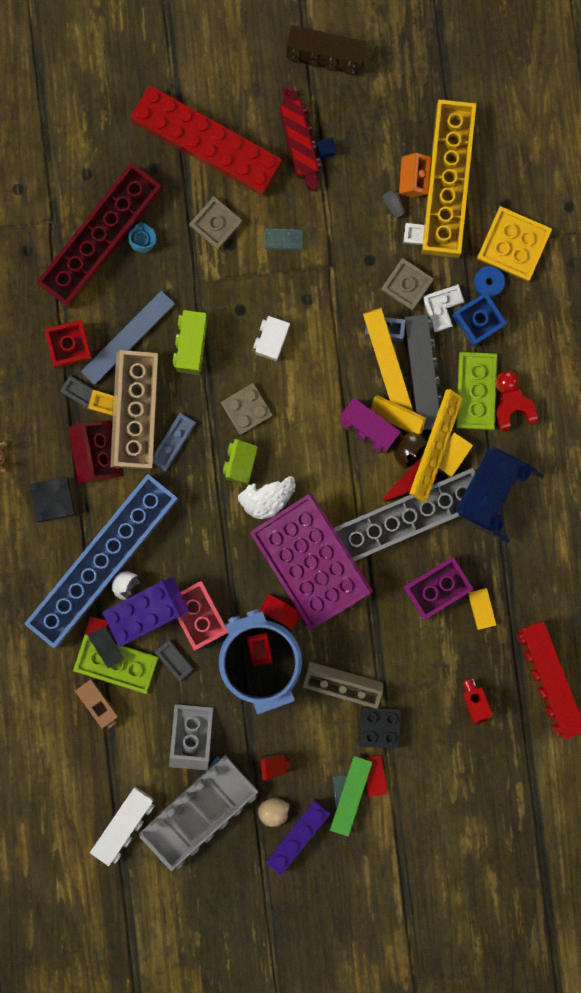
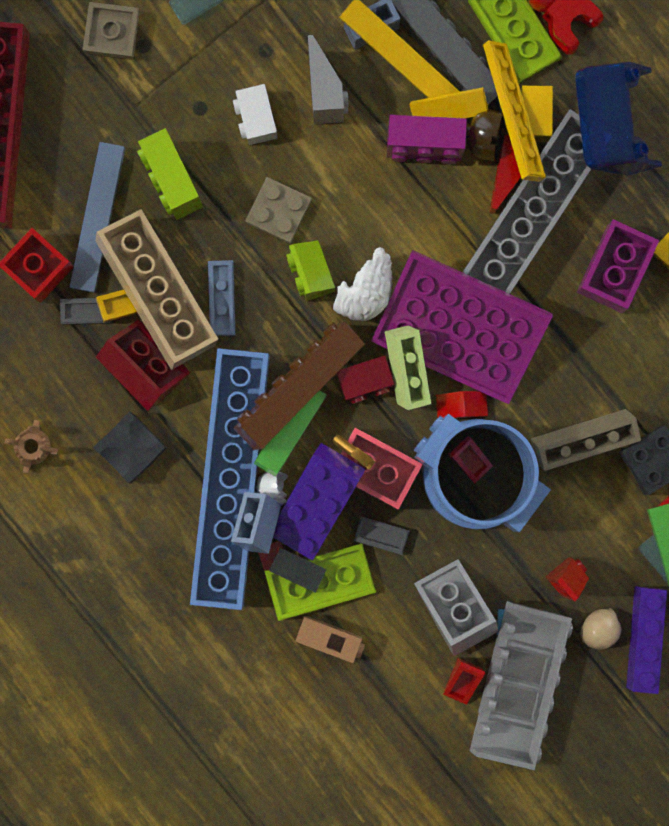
camera: 30 degrees left, 0 degrees up
(99, 600) = (256, 522): none -> sand blue brick
(122, 825) = (446, 756): white brick -> none
(142, 238) = (41, 98): dark azure hair -> none
(160, 554) = (280, 447): none -> bright green tile
(164, 786) = (463, 681): none -> red slope
(183, 531) = (298, 386): none -> reddish brown brick
(189, 596) = (354, 452): none -> pearl gold bar
(229, 554) = (365, 379): none -> dark red brick
(260, 564) = (408, 367): none -> yellowish green brick
(325, 354) = (327, 94): none -> light grey slope

